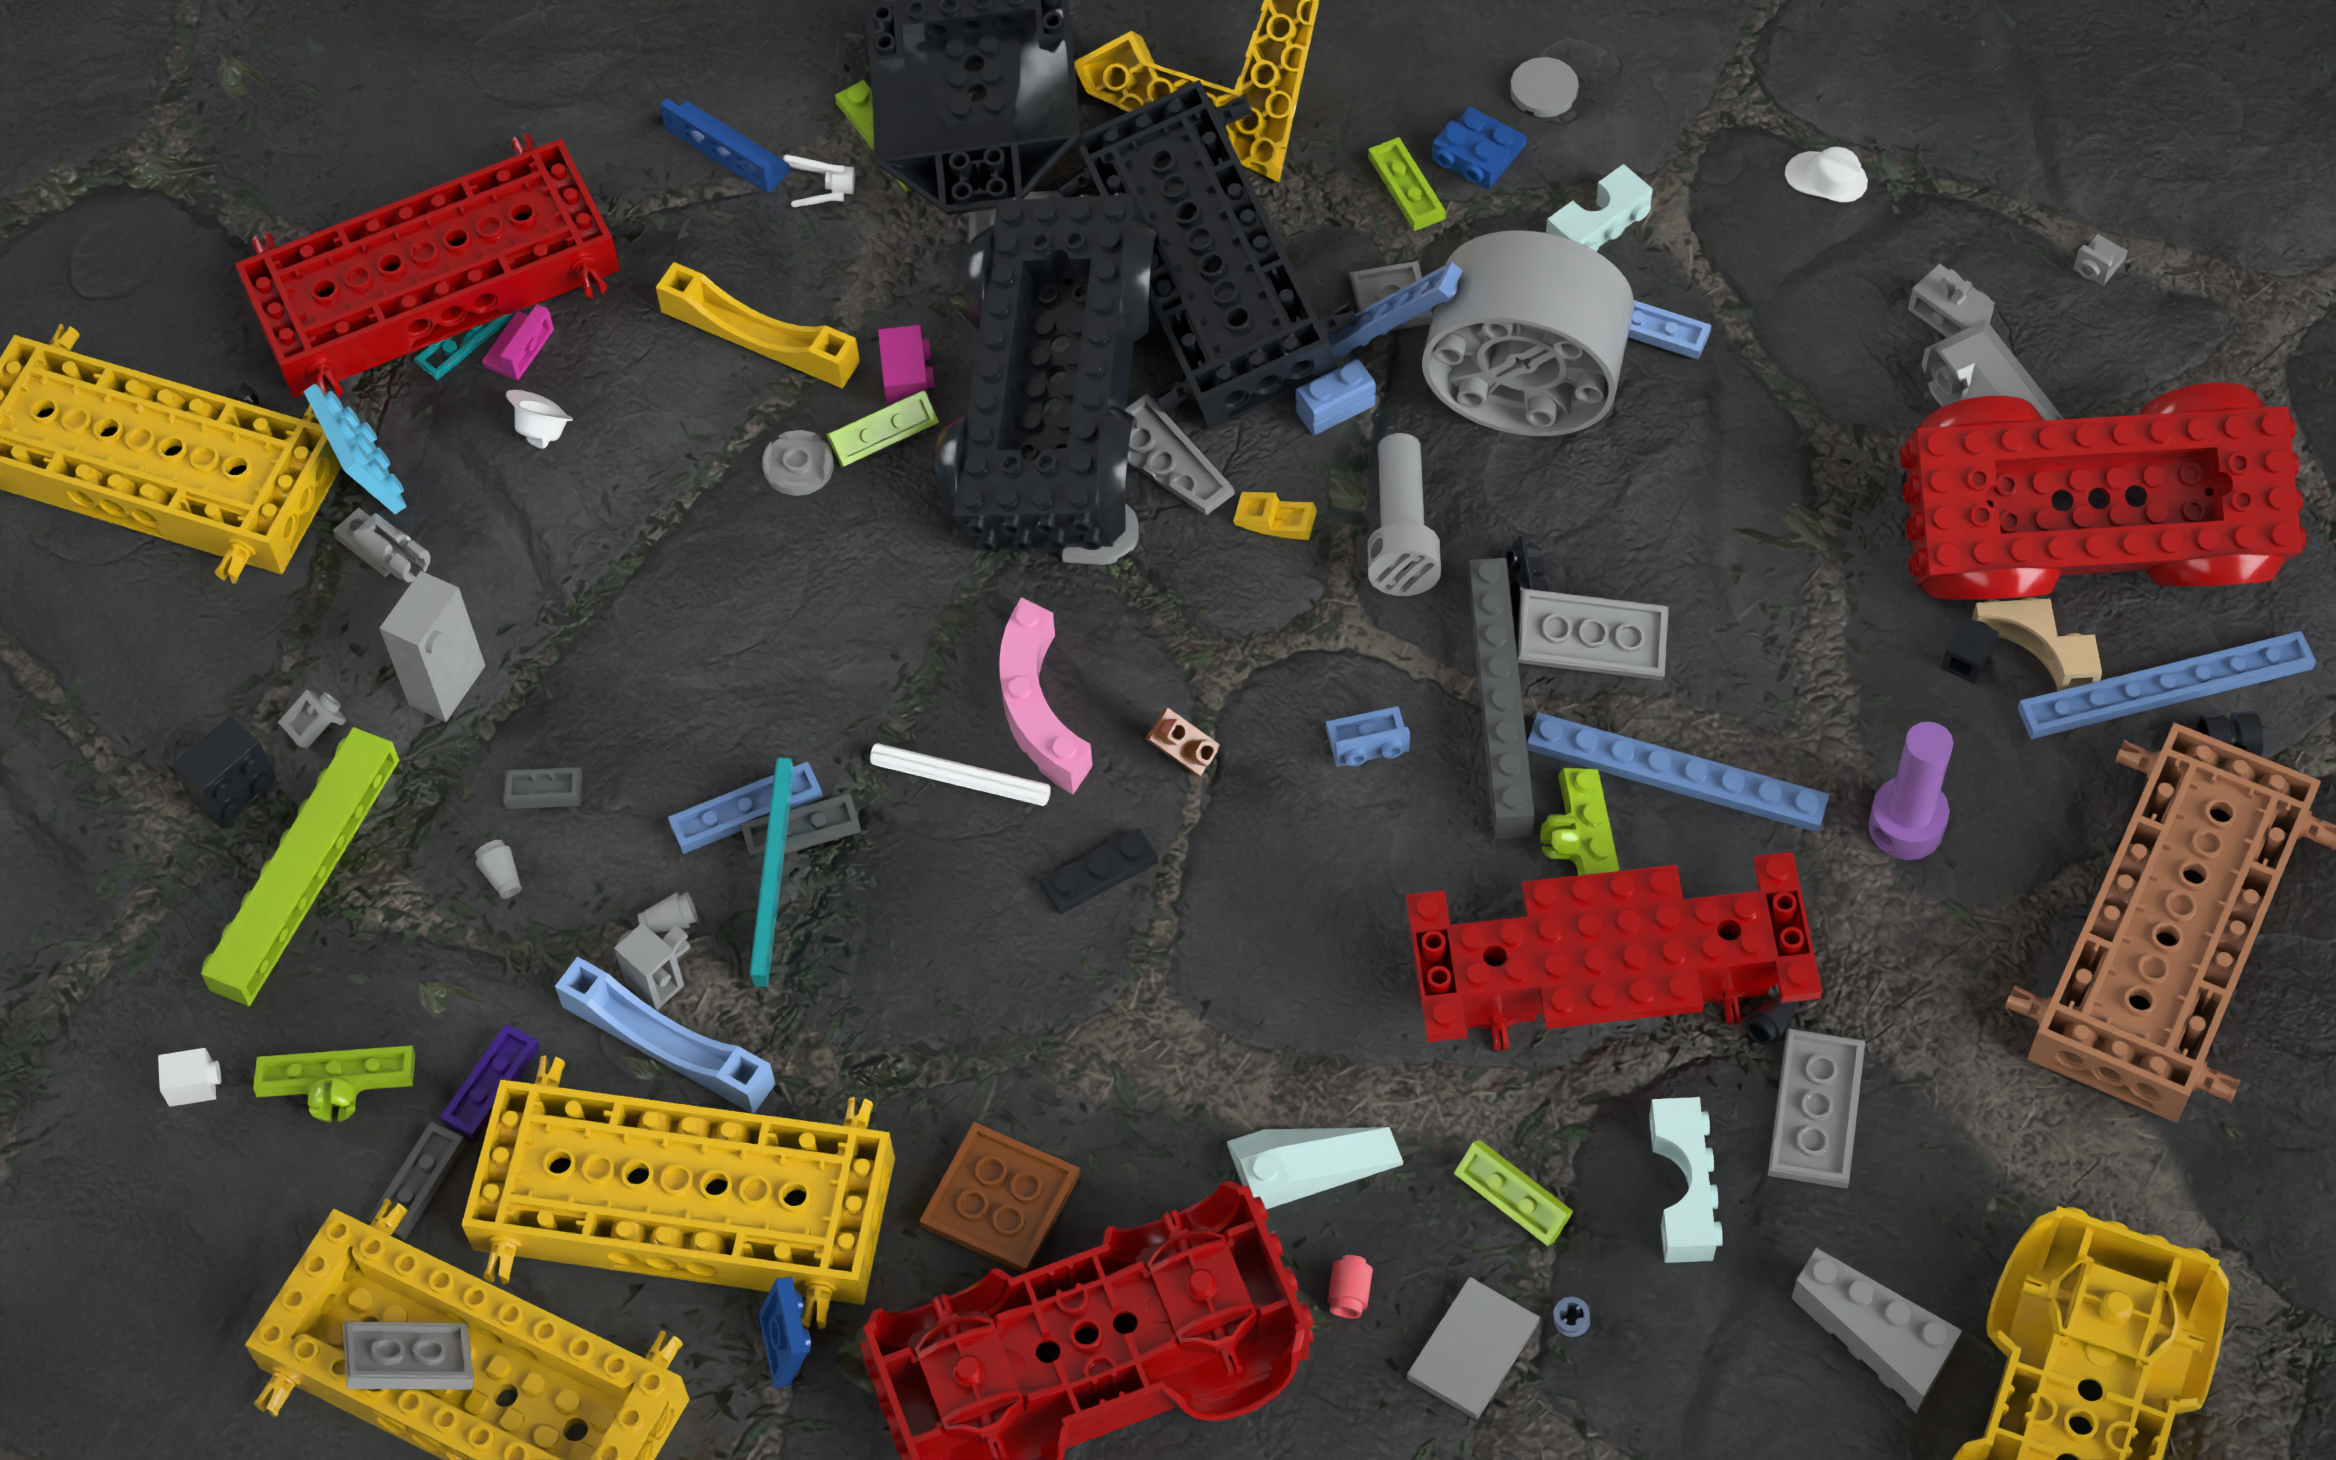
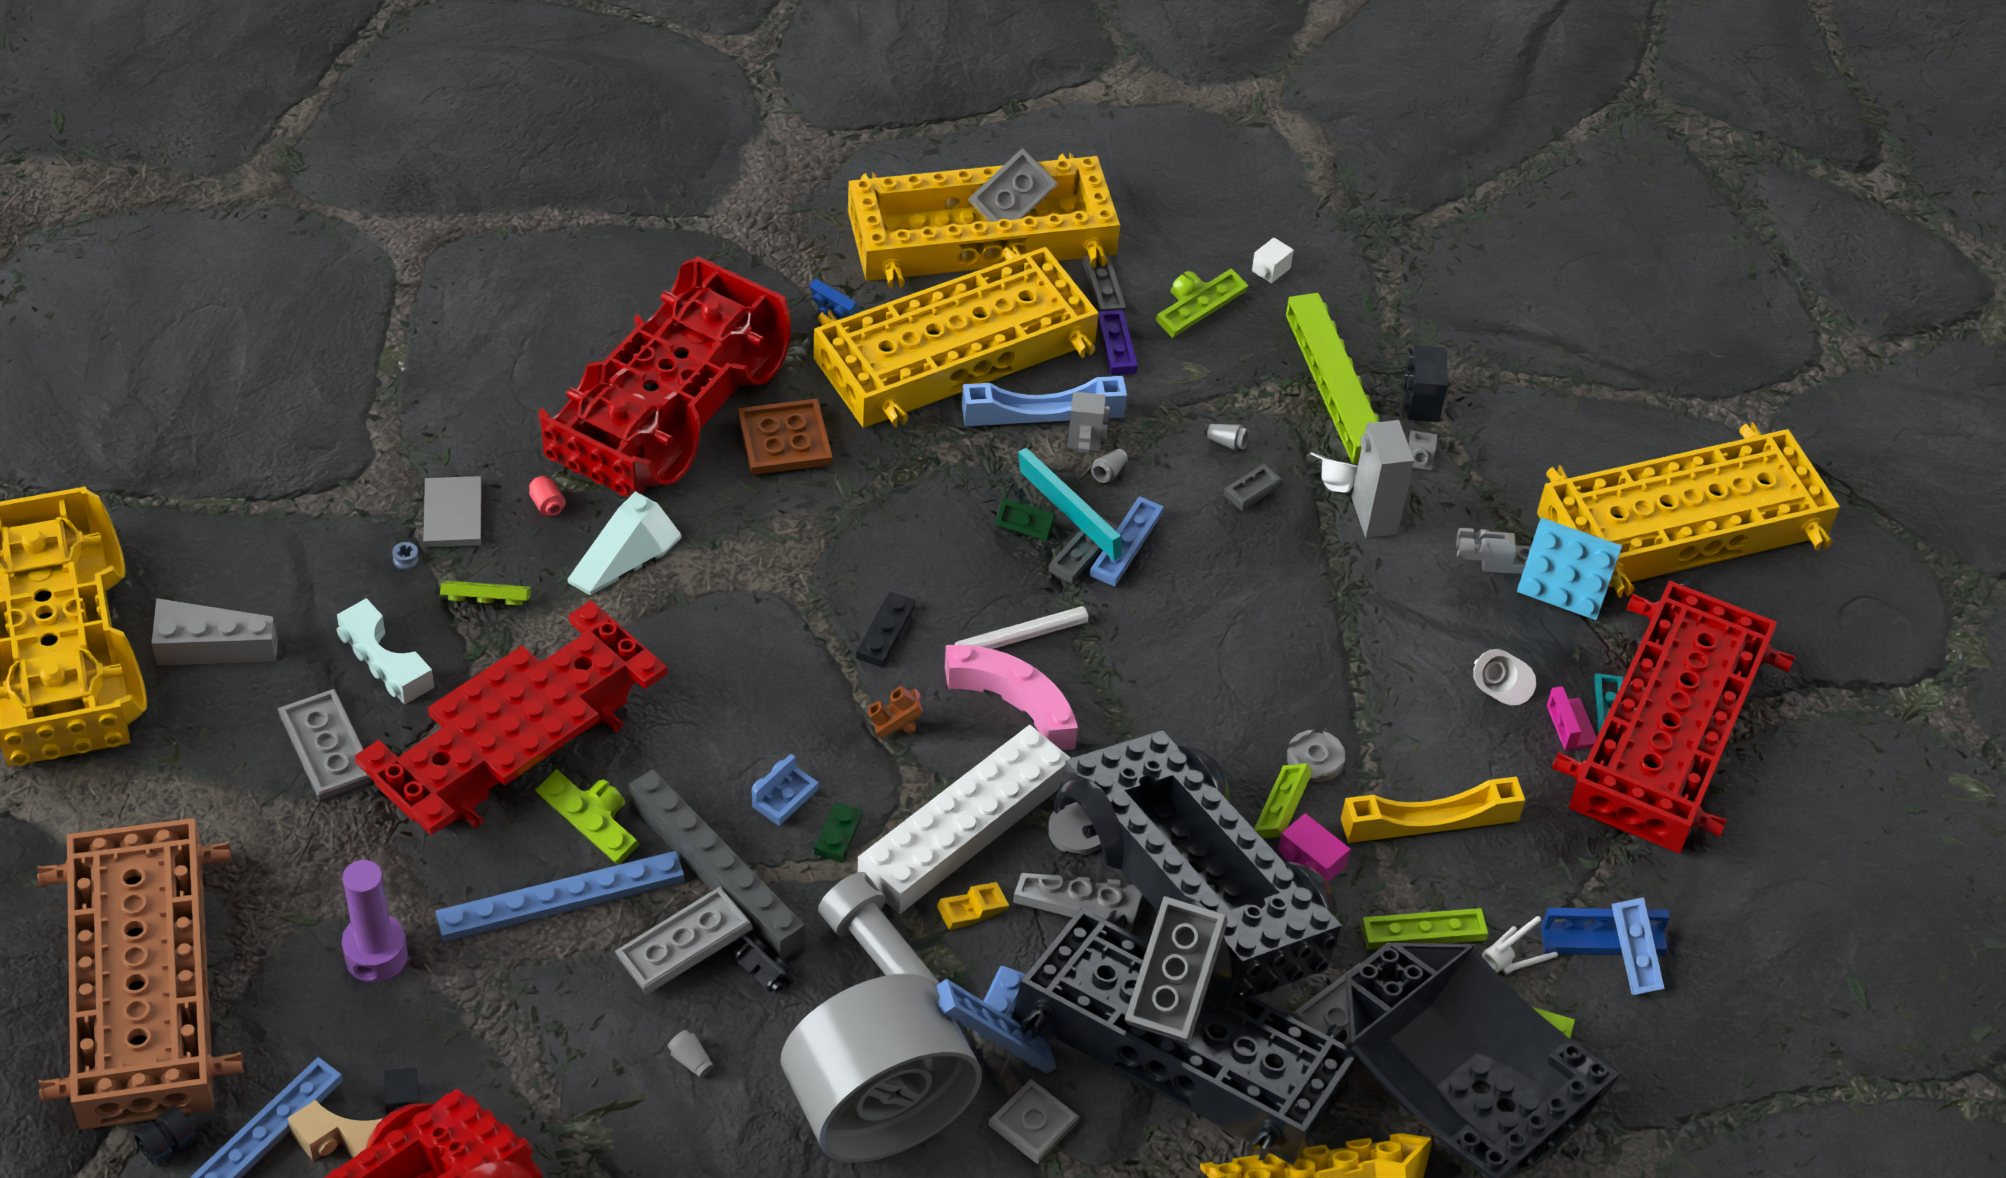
camera: 135 degrees right, 10 degrees down
(434, 742) = (1337, 475): none -> white piece
(719, 98) = (1637, 946): none -> light blue plate
(830, 901) = (1025, 519): none -> dark green plate
(879, 242) = (1425, 927): none -> lime plate
(1200, 220) = (1176, 969): none -> light grey brick
(1209, 594) = (964, 818): none -> white brick
(1342, 671) = (838, 832): none -> dark green plate
(1663, 531) = (690, 1053): none -> light grey cone

